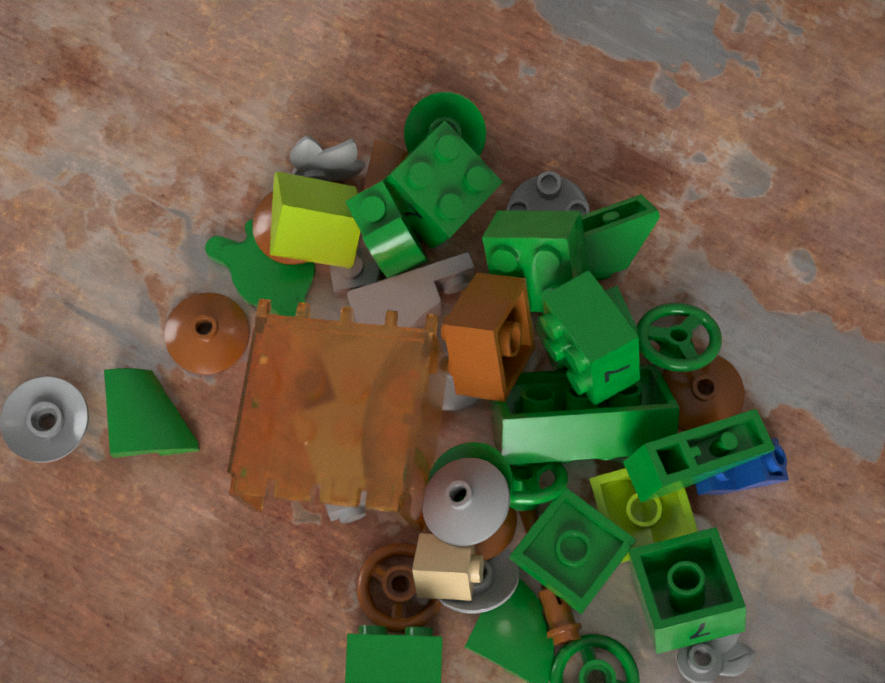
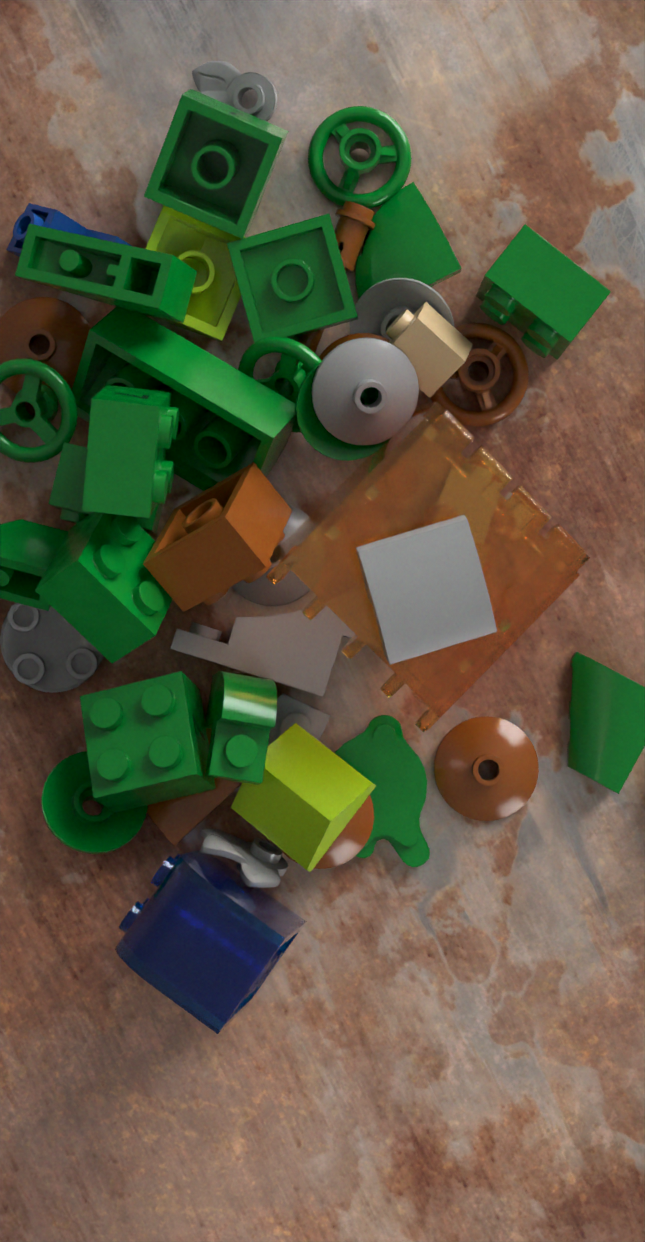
camera: 145 degrees left, 15 degrees up
(308, 80) = (206, 937): none -> clear blue brick
(323, 376) = (426, 589): none -> light grey slope

